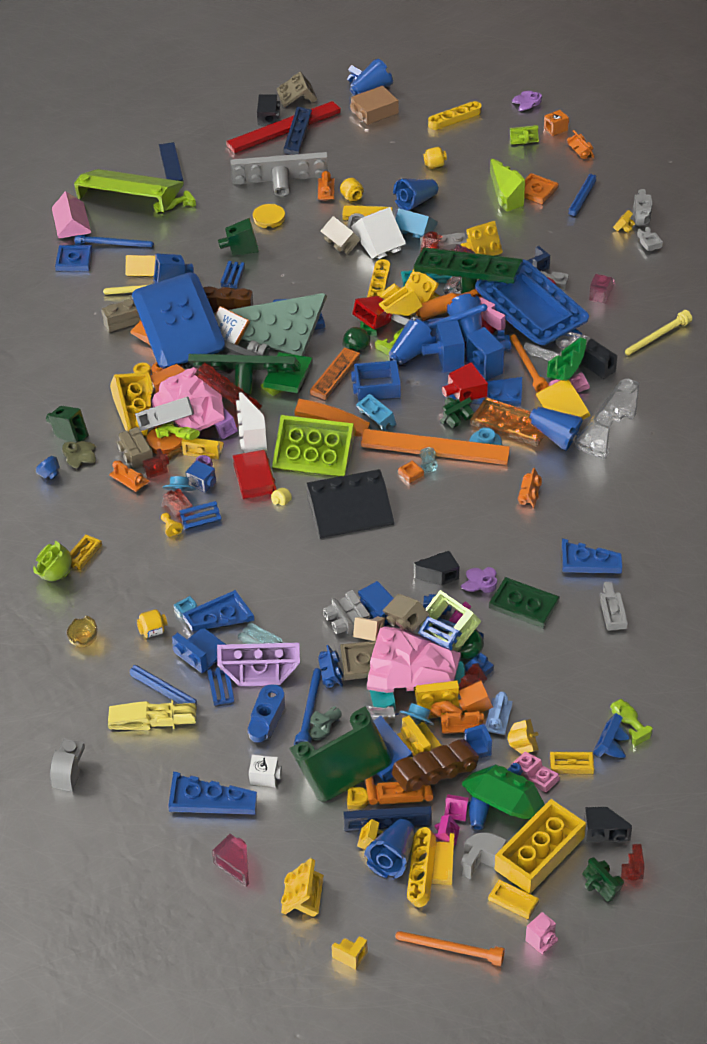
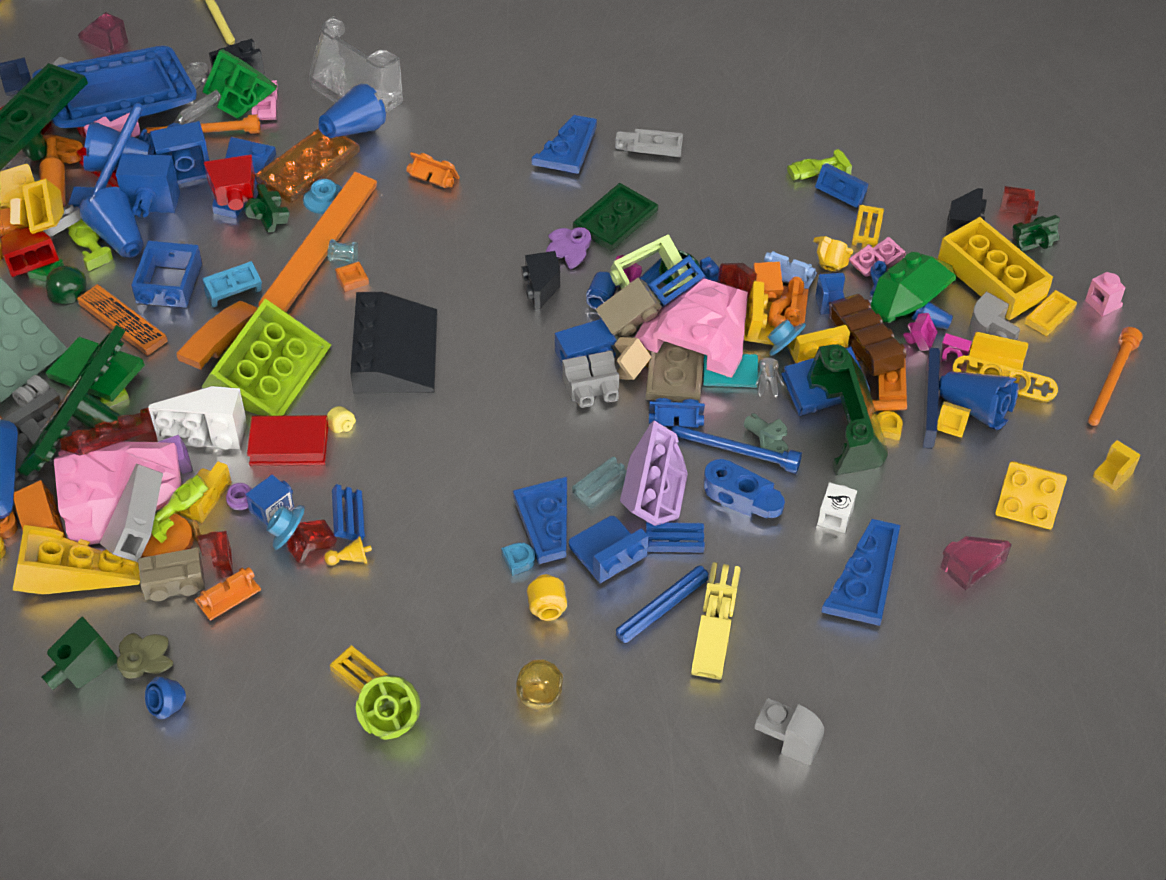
camera: 80 degrees left, 5 degrees up
(563, 398) = (298, 109): yellow tile -> none

